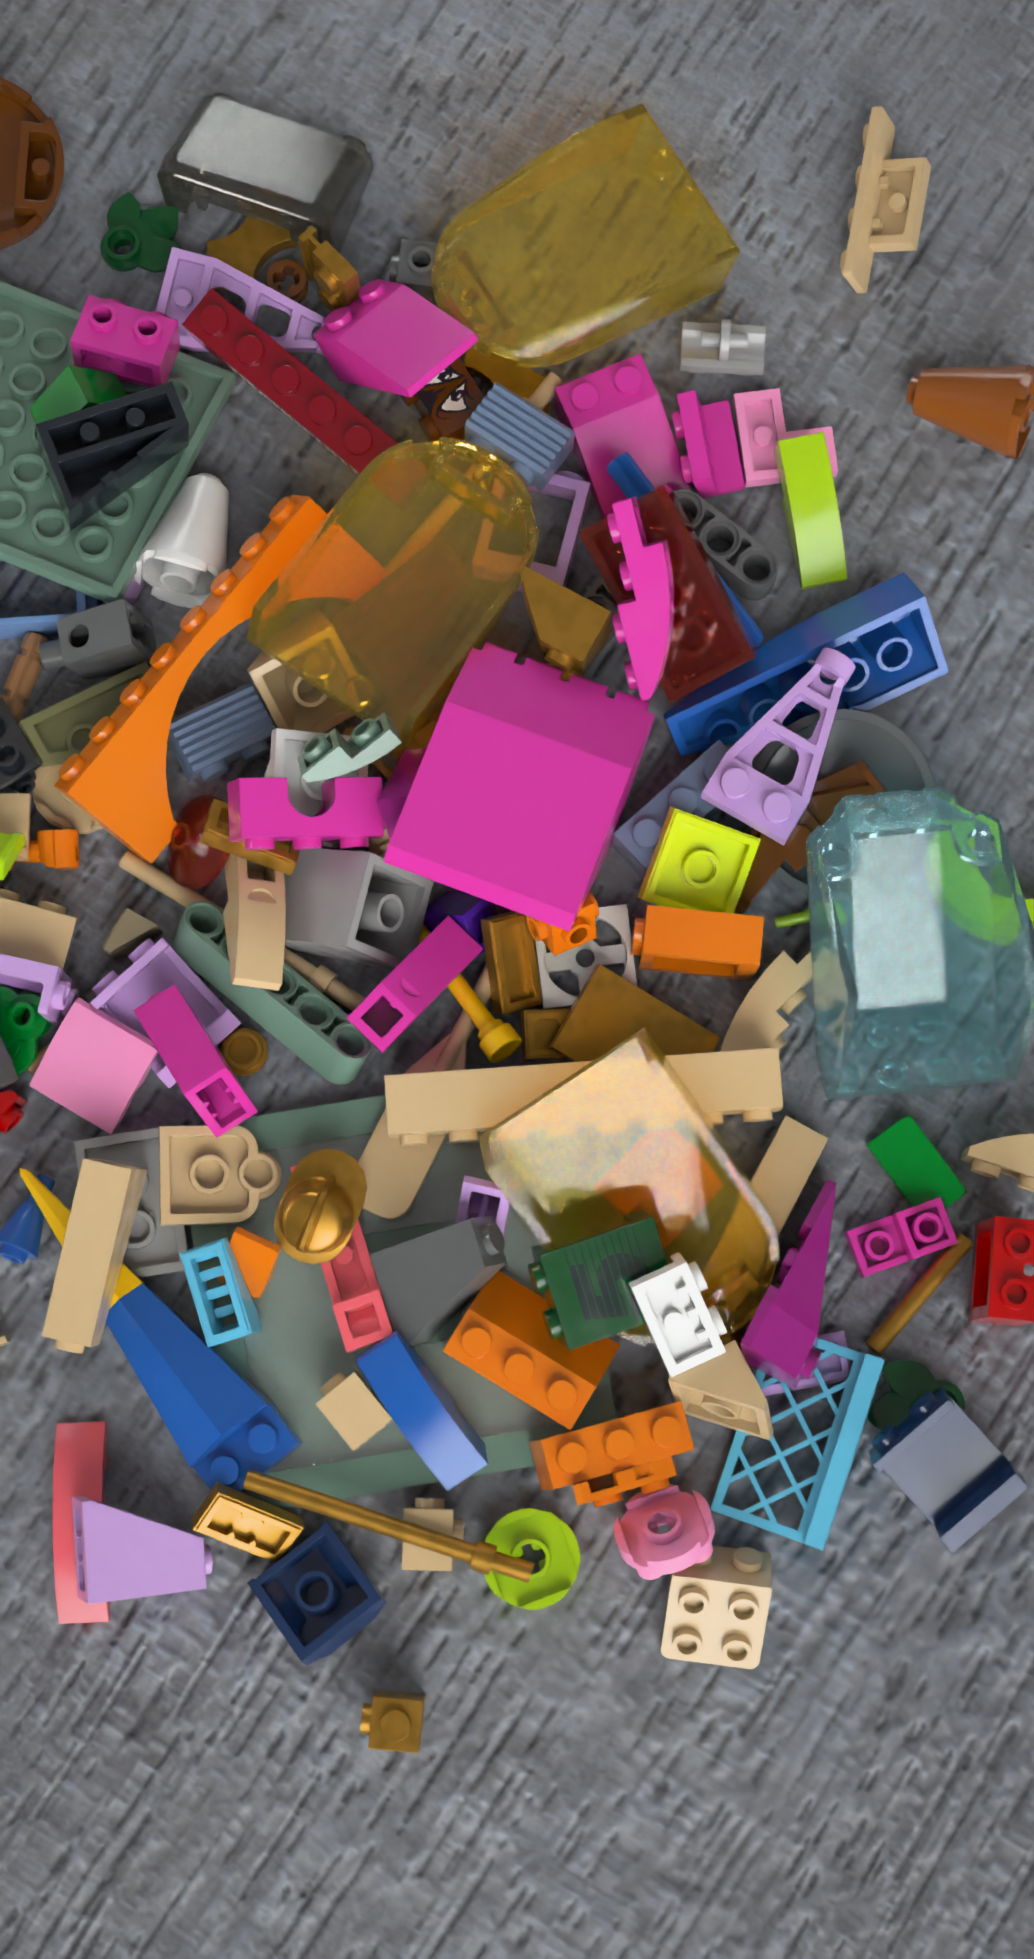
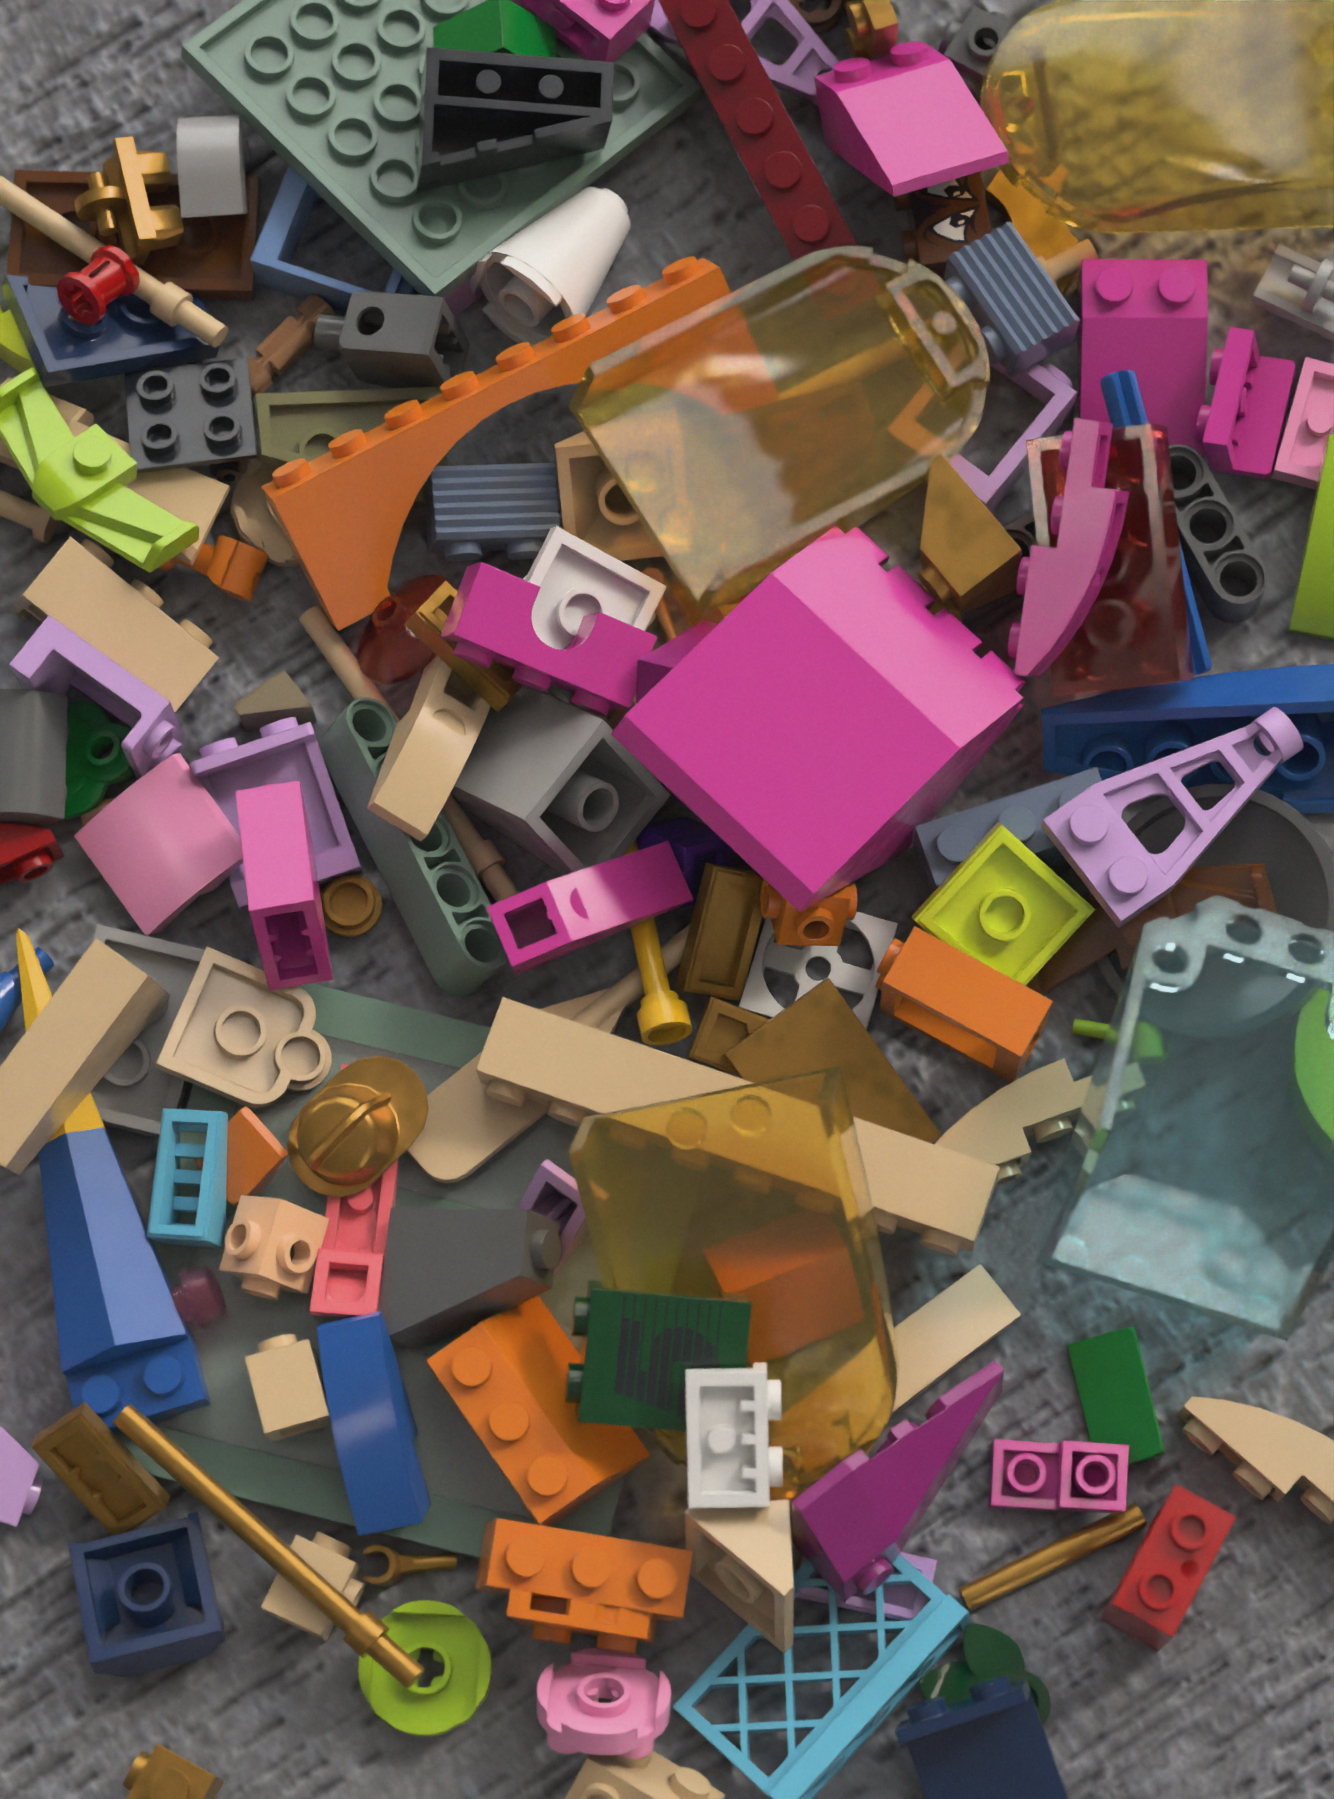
camera: 25 degrees right, 5 degrees down
(262, 1372) = (198, 1296): none -> clear pink plate
(299, 1316) = (273, 1246): none -> light nougat brick
(334, 756) = (612, 588): sand green slope -> none
(487, 1490) = (407, 1564): none -> pearl gold hand

